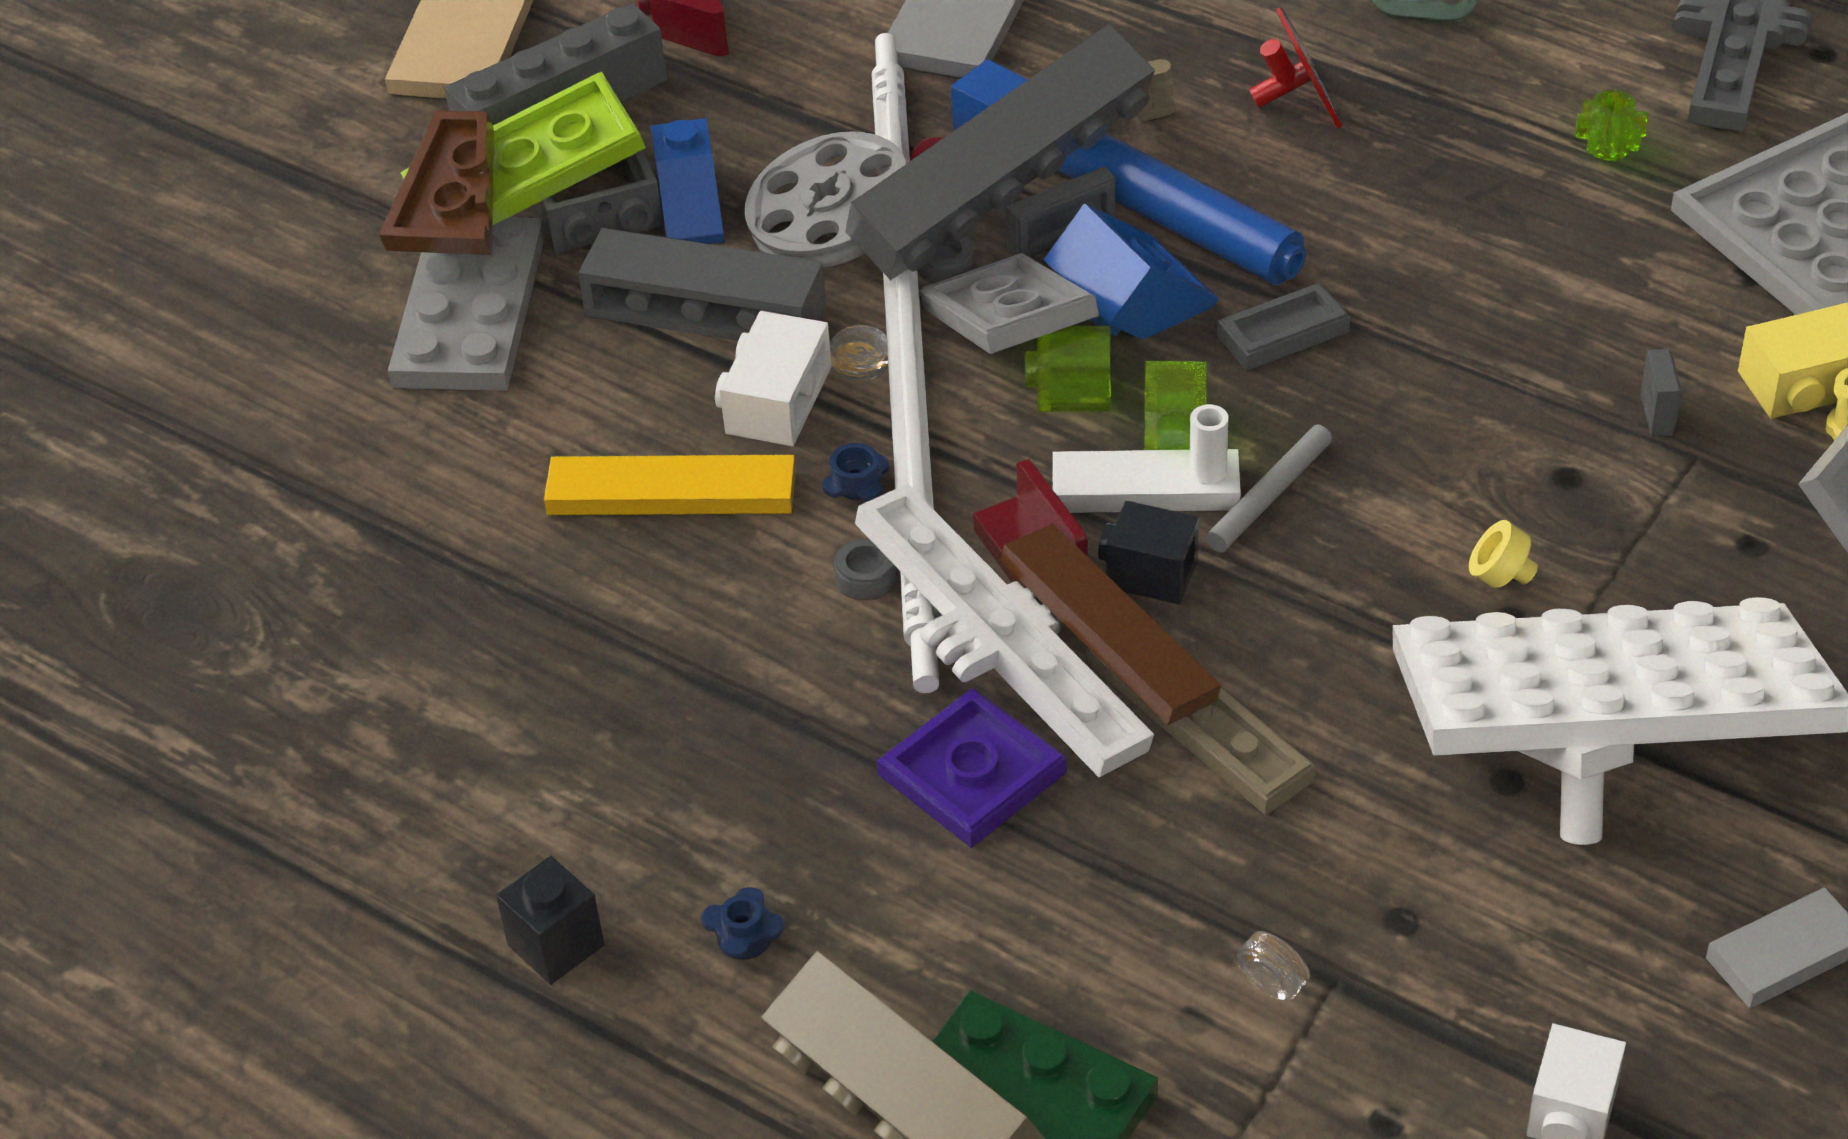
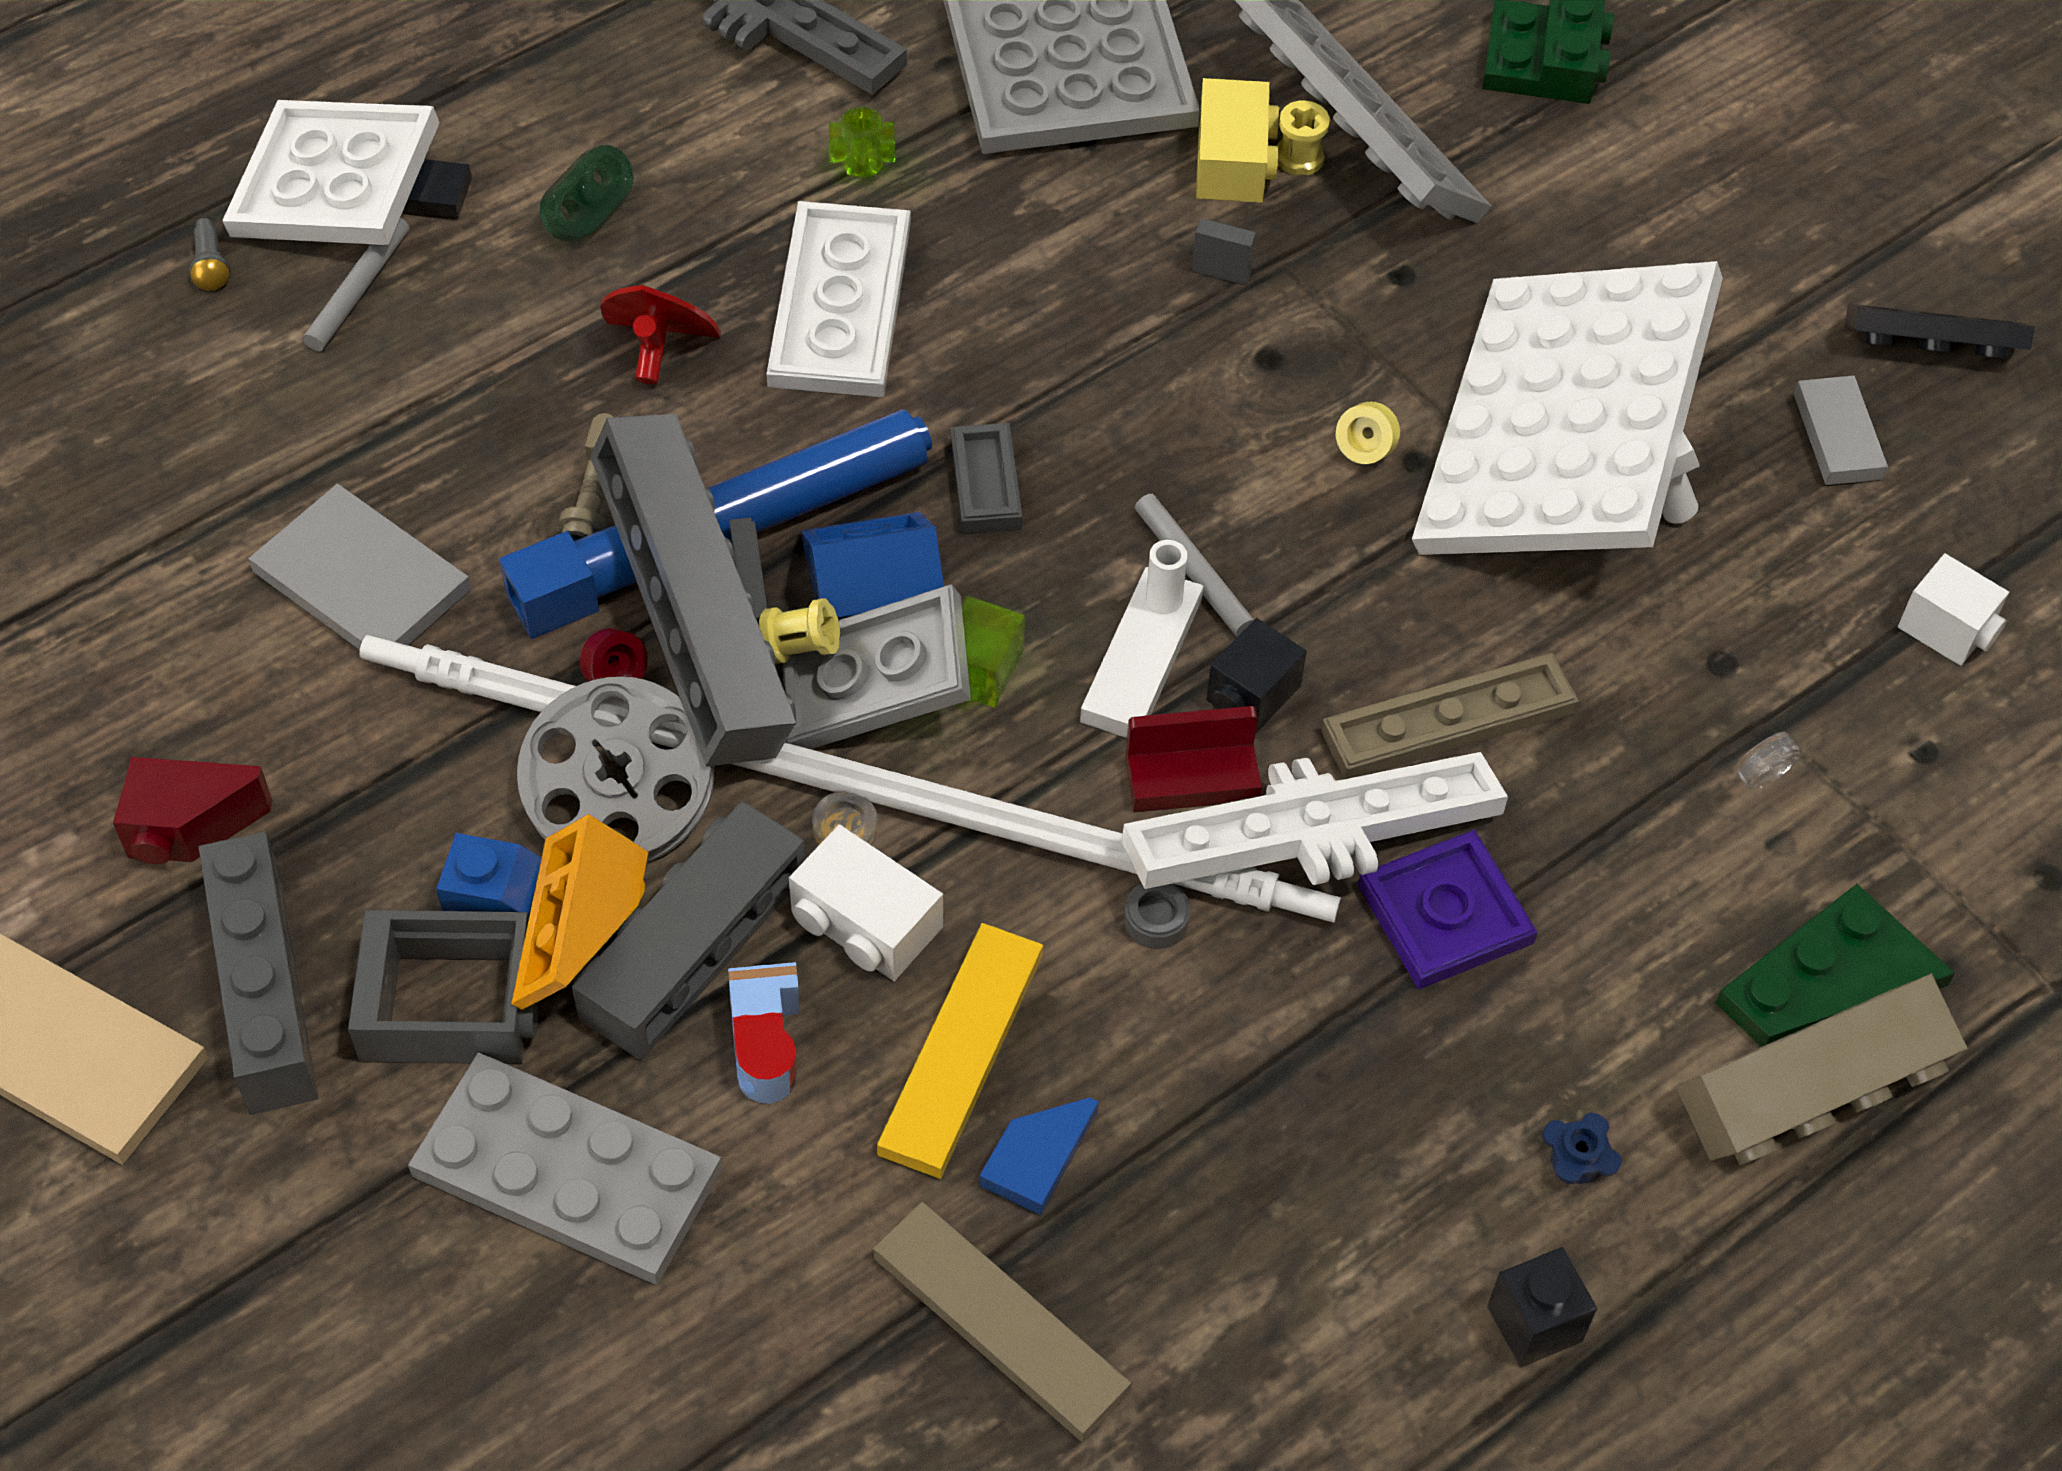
camera: 75 degrees left, 10 degrees up
(422, 584) = (1002, 1321): none -> dark tan tile
(447, 190) = (453, 1115): reddish brown wing -> none
(559, 145) = (421, 1032): lime tile -> none
(589, 560) = (1037, 1153): none -> blue tile
(628, 358) = (762, 1046): none -> leg
(692, 208) = (582, 895): none -> light orange slope
(855, 472) = (1027, 864): dark blue plate -> none
(1012, 257) = (801, 630): none -> light yellow bush
(1110, 624) = (1352, 732): reddish brown tile -> none
(1170, 397) = (1077, 593): clear neon green brick -> none
(1428, 178) = (839, 299): none -> white tile

